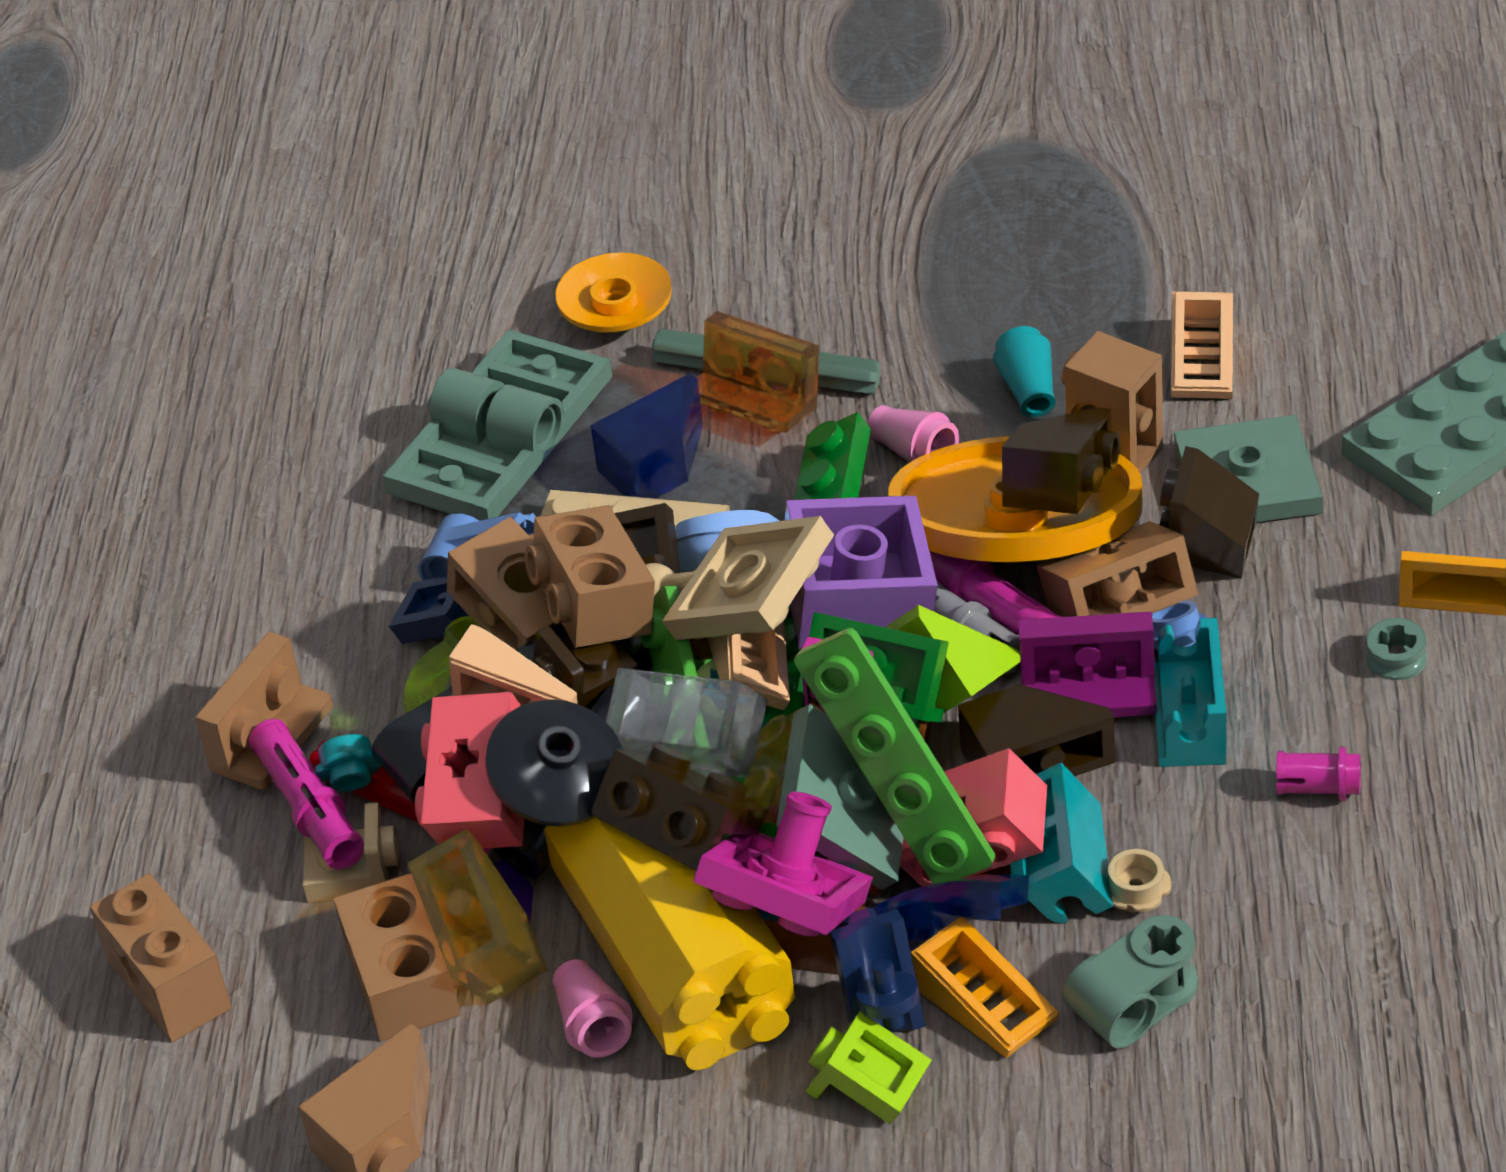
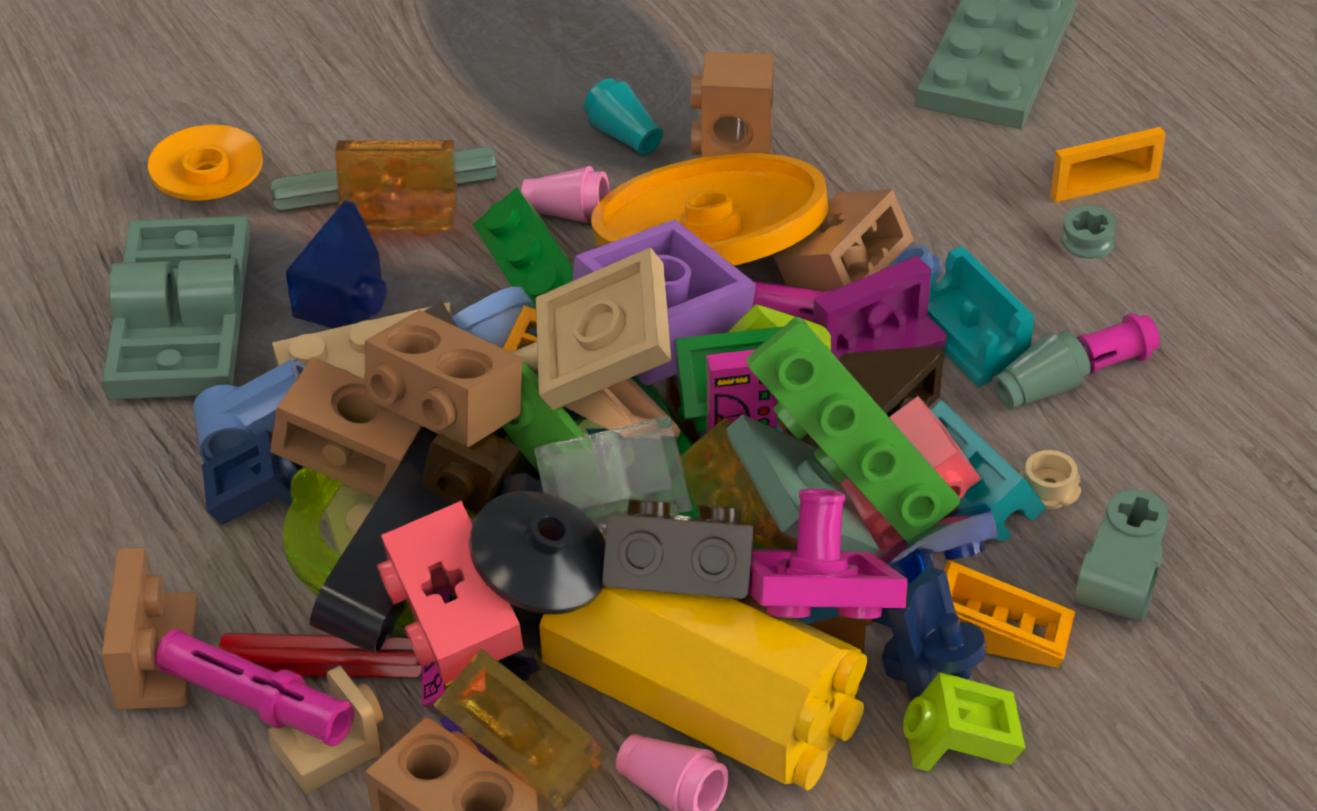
camera: 35 degrees left, 0 degrees up
(347, 762) = (279, 641): teal plate -> none
(489, 665) = (409, 490): light nougat slope -> none
(1058, 461) = (749, 165): dark brown slope -> none
(1202, 311) = (743, 28): light nougat slope -> none
(1211, 512) = (883, 159): dark brown slope -> none
(1217, 773) = (1043, 370): none -> sand green cone
(1266, 457) = (860, 140): sand green plate -> none

